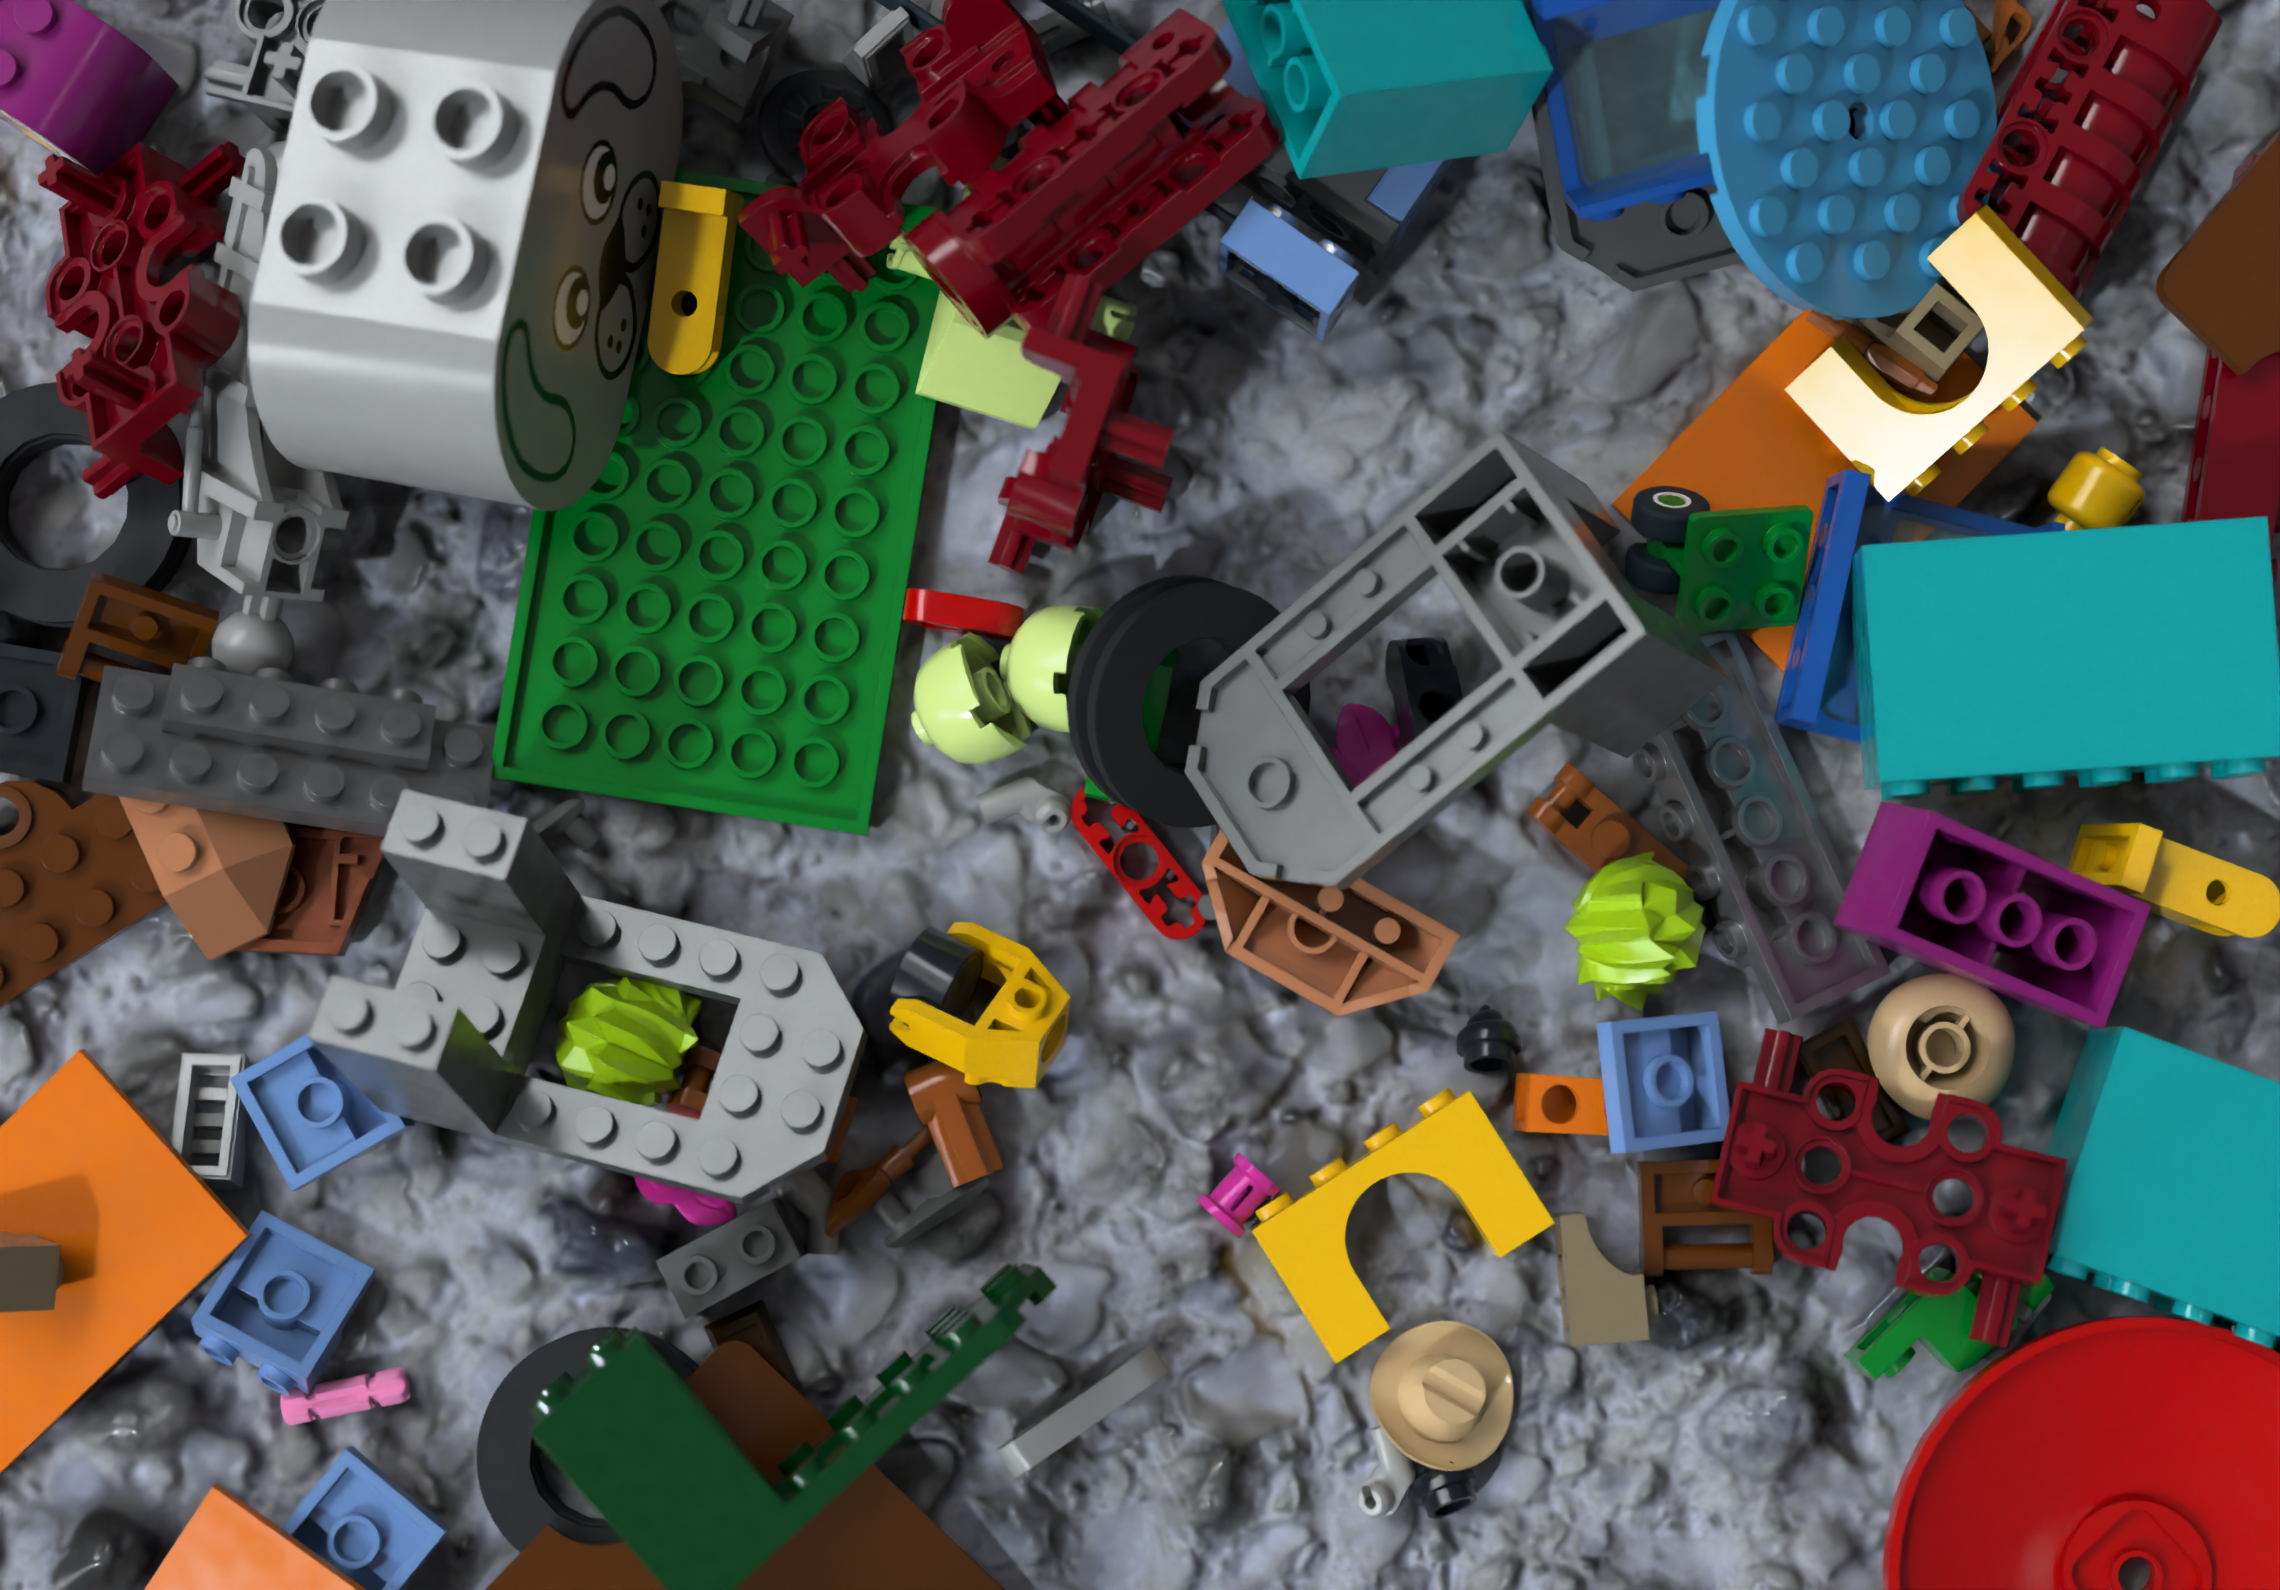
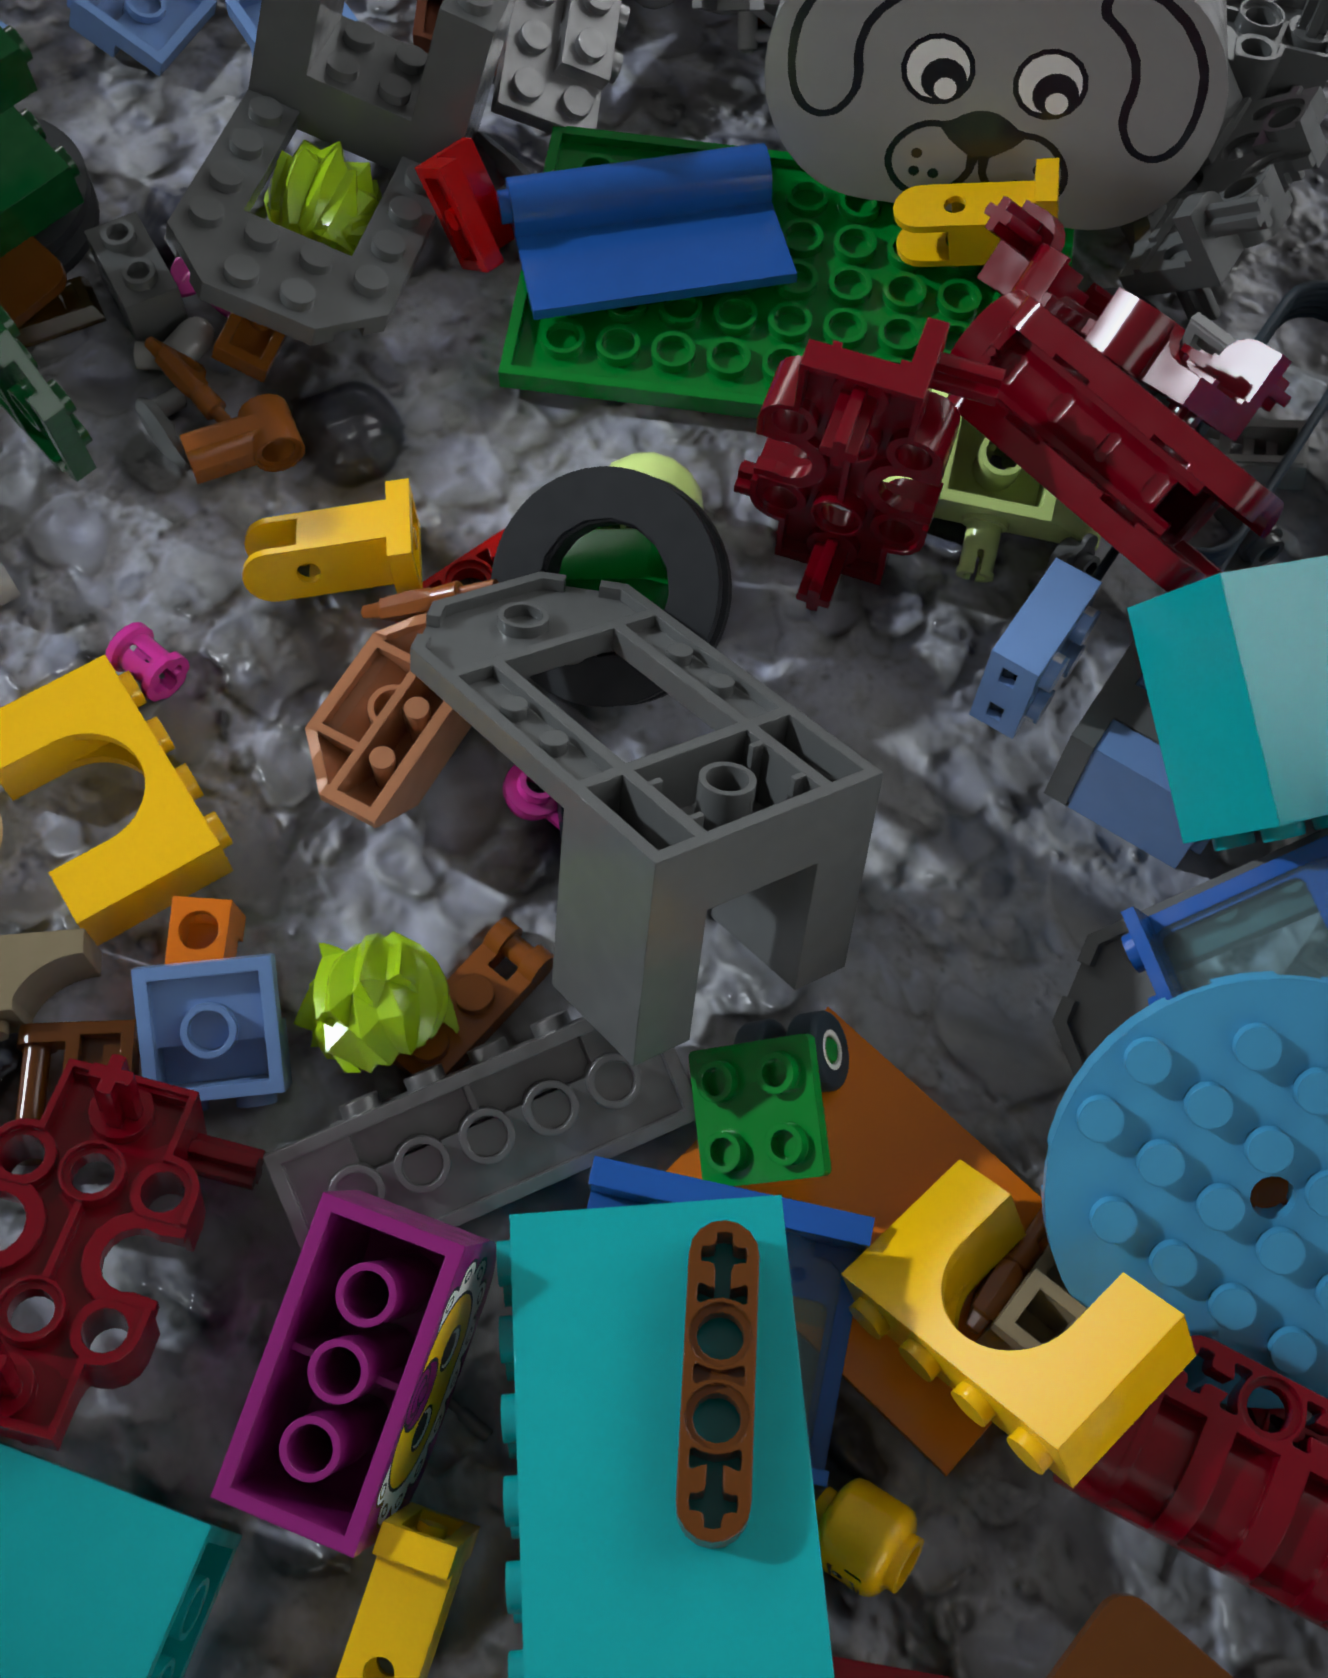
camera: 85 degrees right, 20 degrees down
(346, 1396) = (65, 56): bright pink axle -> none
(637, 873) = (466, 205): none -> red panel
(683, 661) = (646, 230): none -> blue door
(961, 614) = (697, 437): red beam -> none
(966, 705) = (612, 425): yellowish green cylinder -> none
(1017, 1031) = (354, 418): yellow piece -> none
(1029, 799) = (525, 482): light grey arm -> none
(1108, 991) = (343, 545): none -> yellow piece
(1188, 897) = (416, 602): none -> dark orange hand
(1488, 1043) = (275, 880): black plate -> none
(1844, 1049) = (228, 1239): dark brown tile -> none
(1941, 1039) = (213, 1339): tan hat -> none
(2030, 593) = (722, 1379): none -> reddish brown beam

